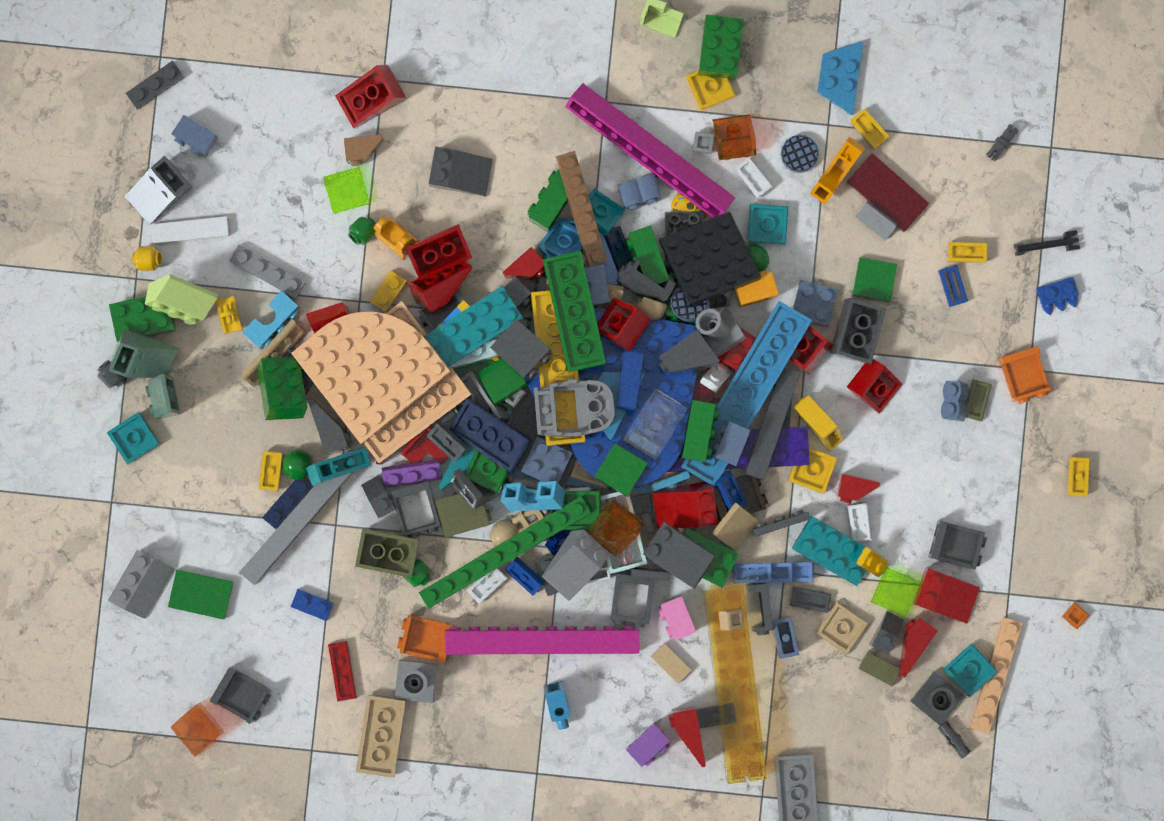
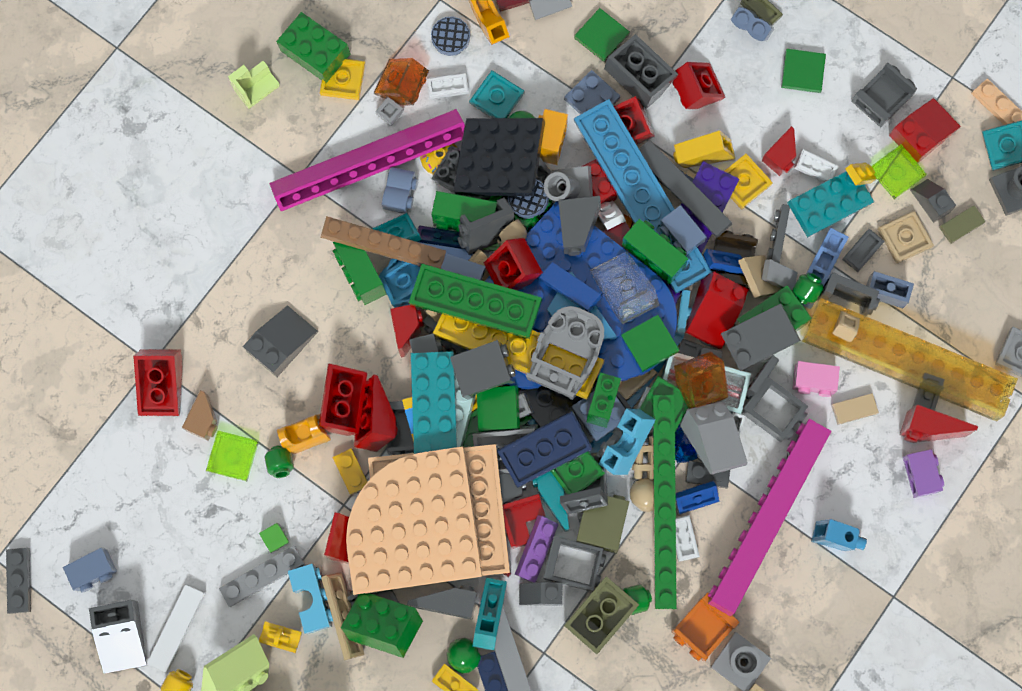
camera: 55 degrees left, 10 degrees down
(302, 263) = (274, 537): none -> bright green slope
(447, 441) = (527, 493): dark grey plate -> none
(542, 459) = (603, 400): none -> green window
(745, 542) = (779, 274): none -> light grey tile
(746, 571) = (808, 288): none -> green head
(914, 643) = (956, 179): red slope -> none
(940, 466) = (803, 70): none -> green tile
(1075, 615) = (1003, 31): orange tile -> none

